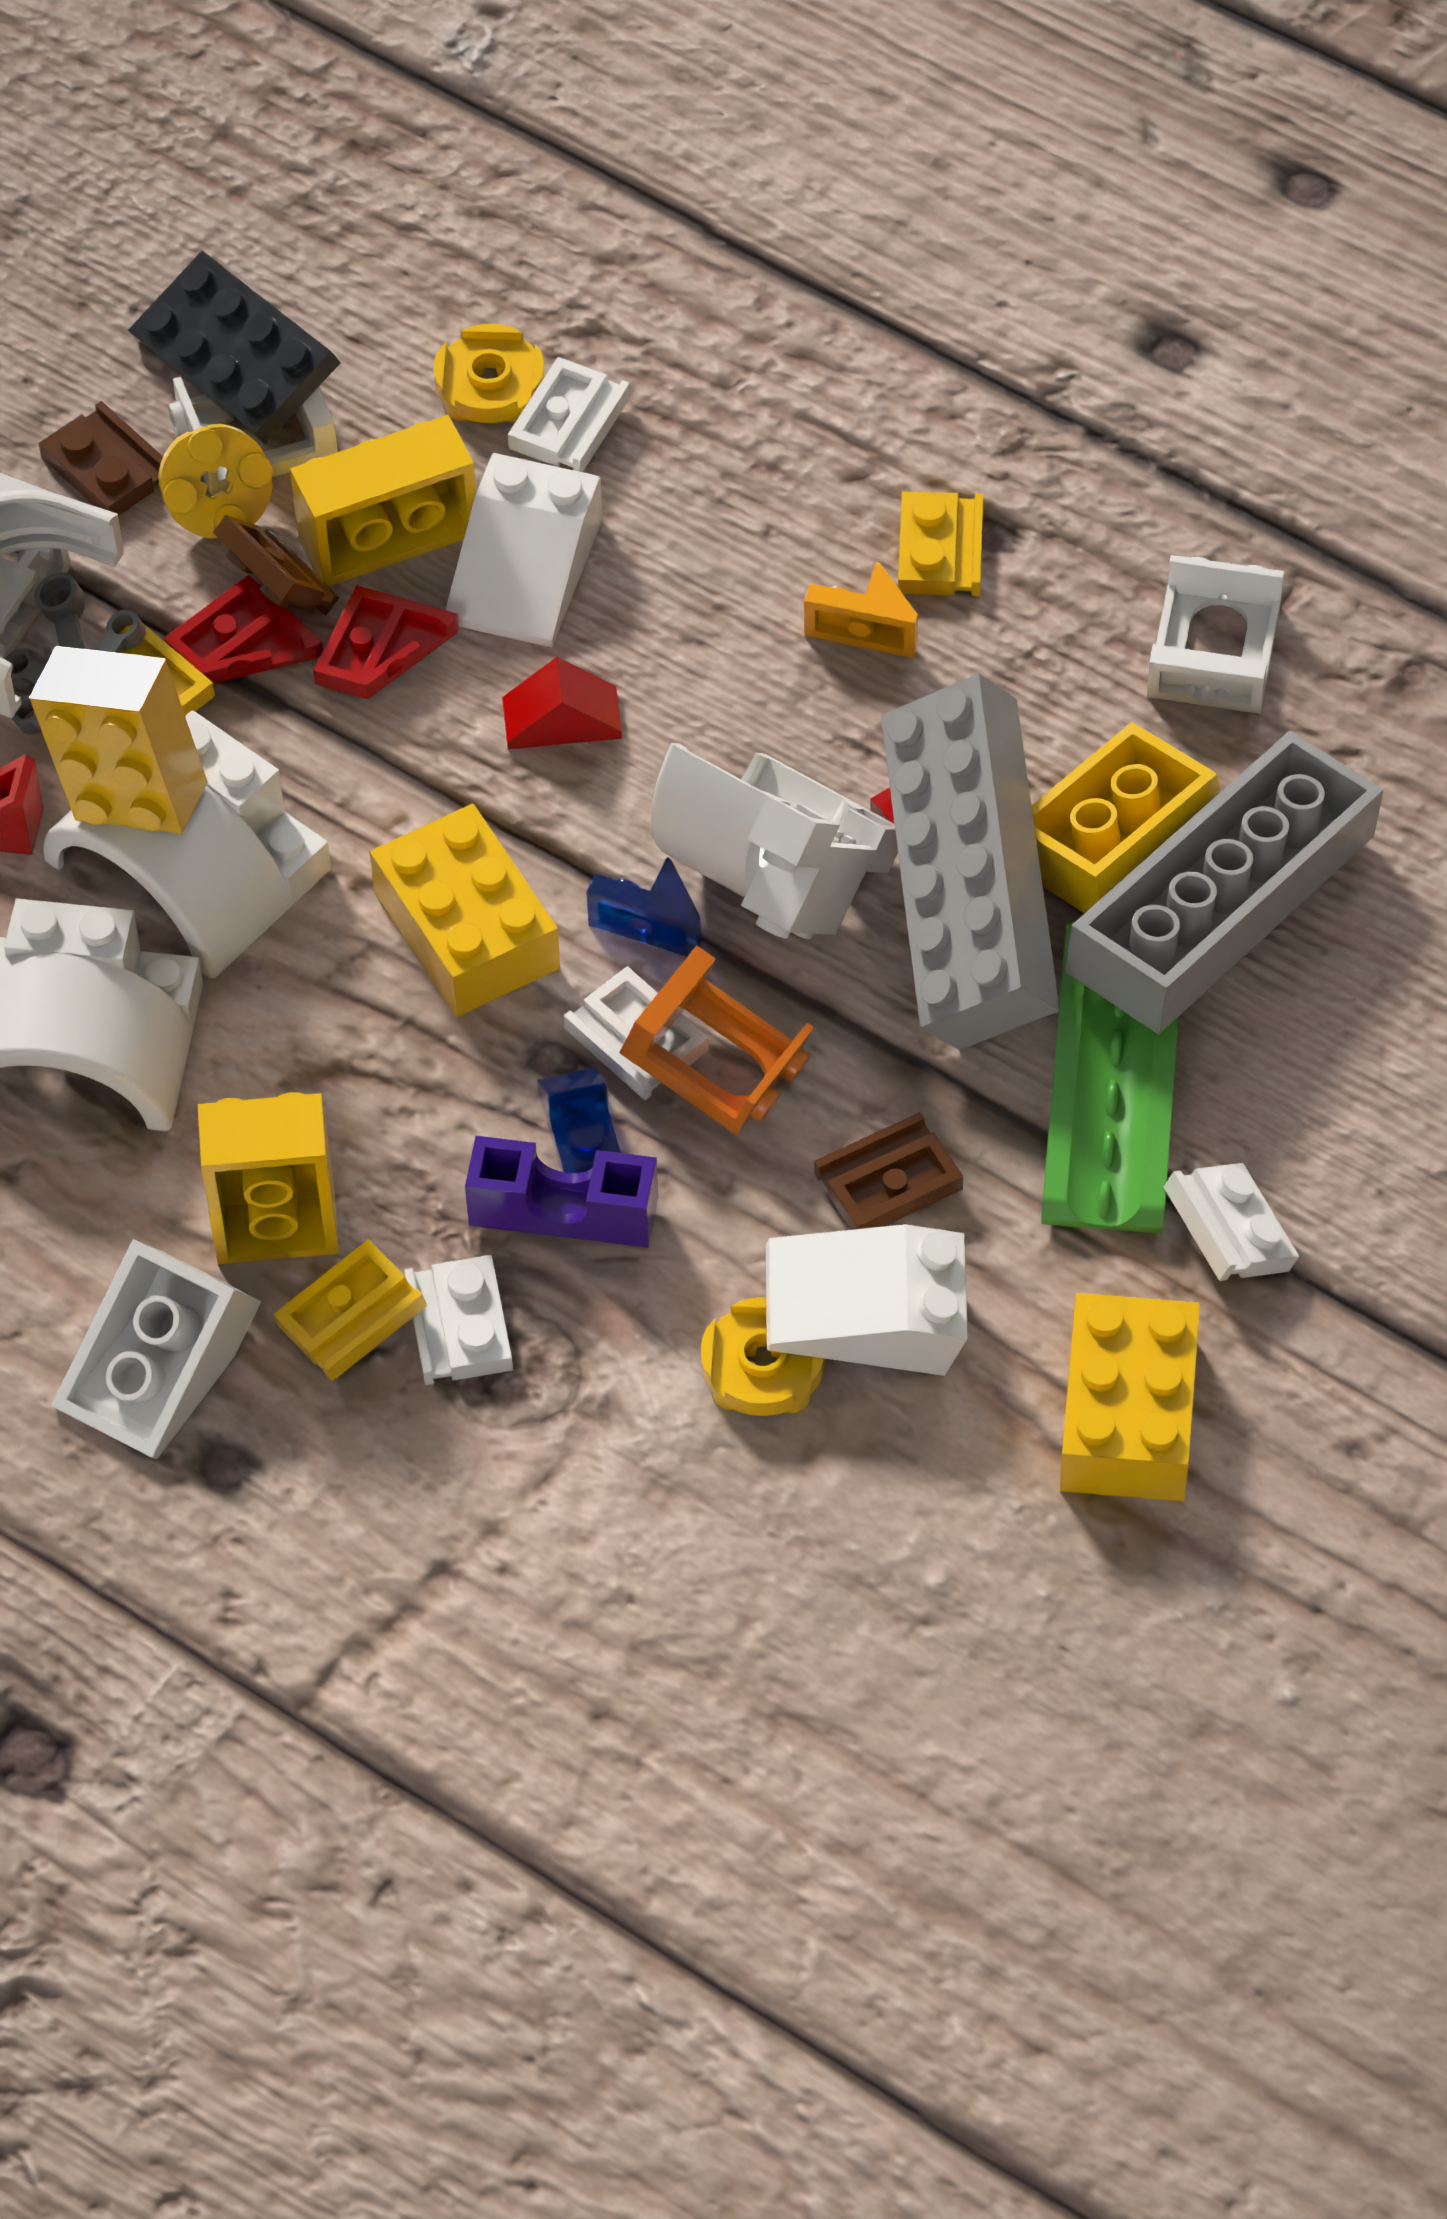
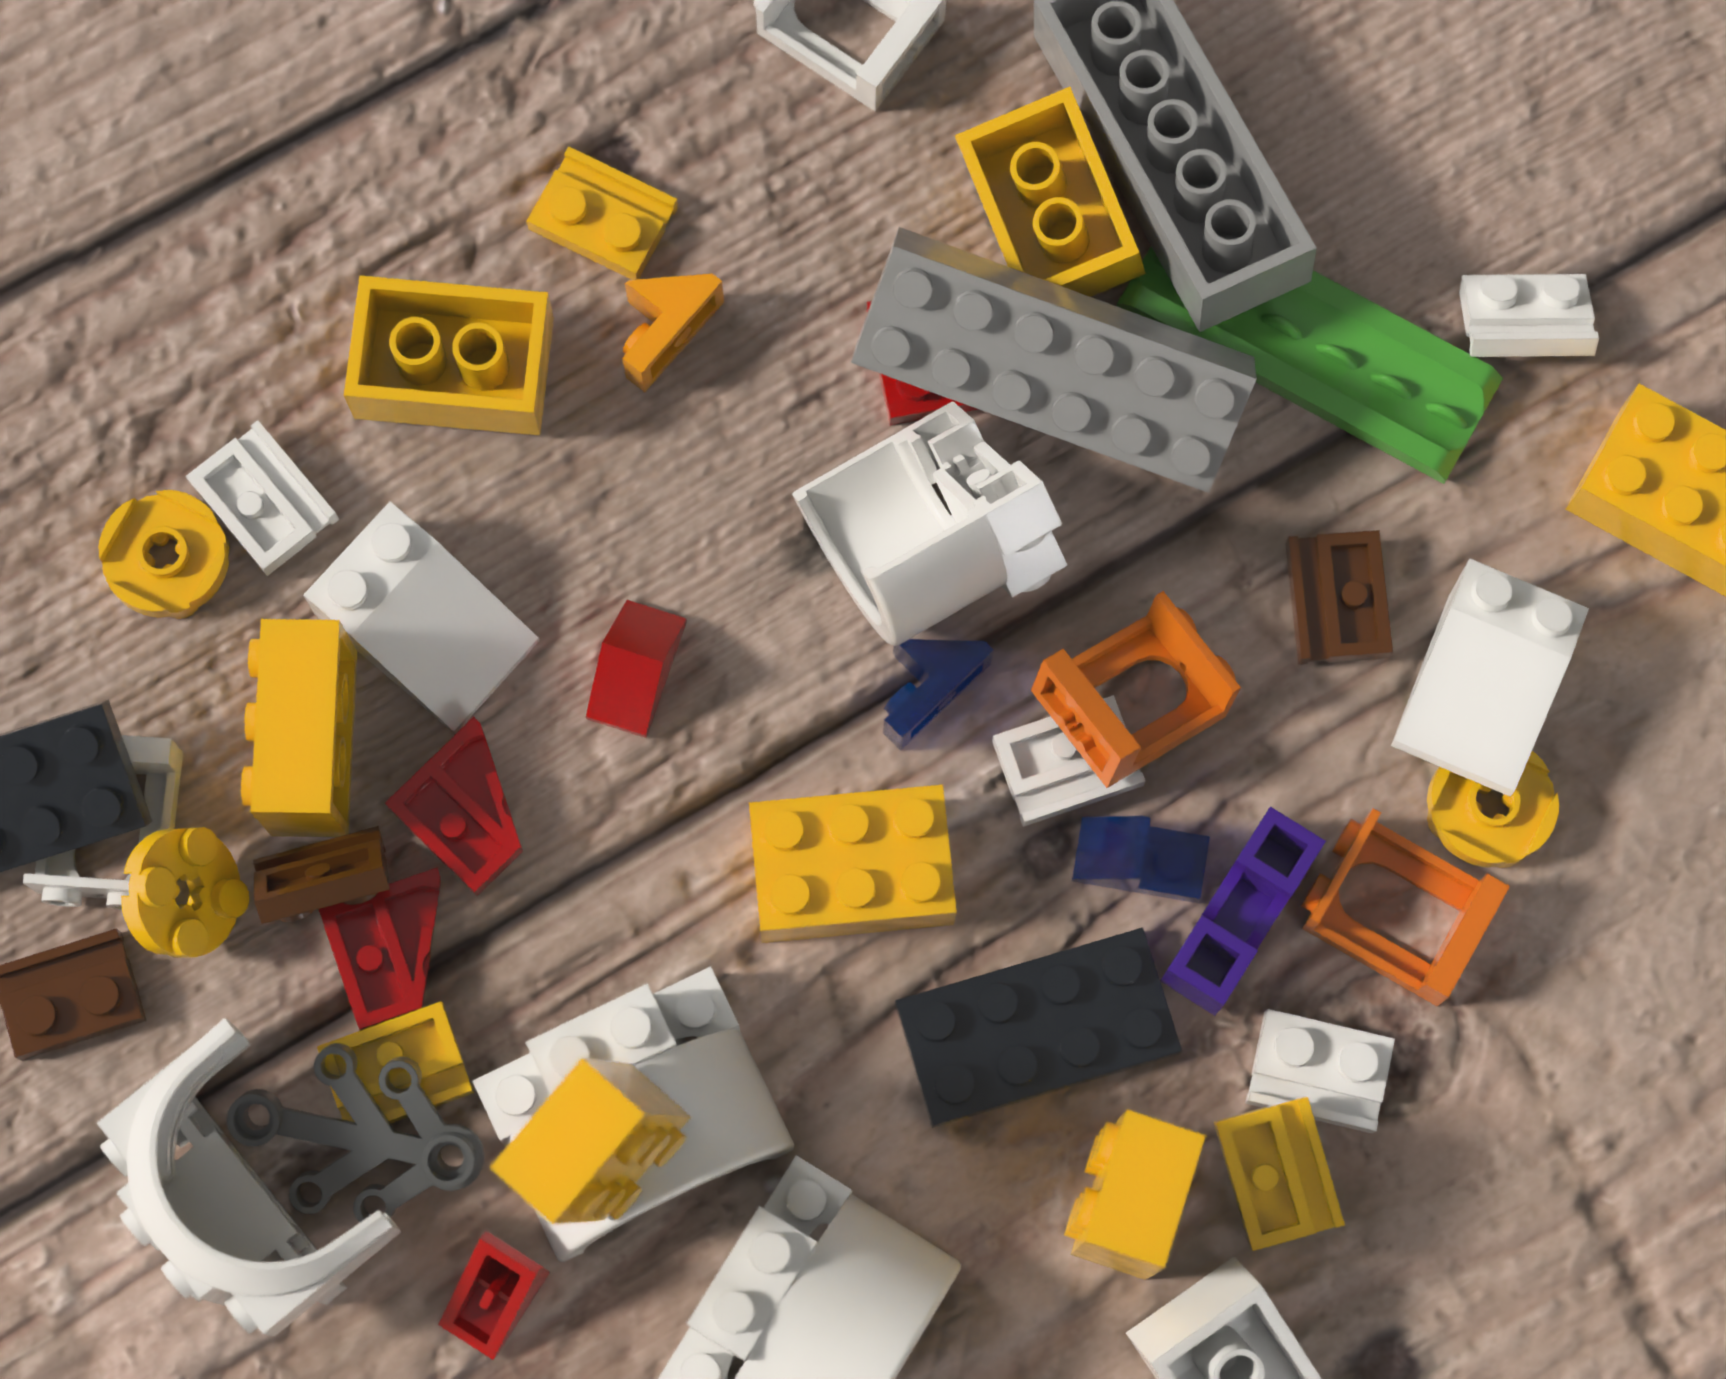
camera: 70 degrees left, 20 degrees up
(391, 1100) = (1037, 1027): none -> black plate
(629, 1371) = (1380, 846): none -> orange panel
(750, 477) = (449, 355): none -> yellow brick

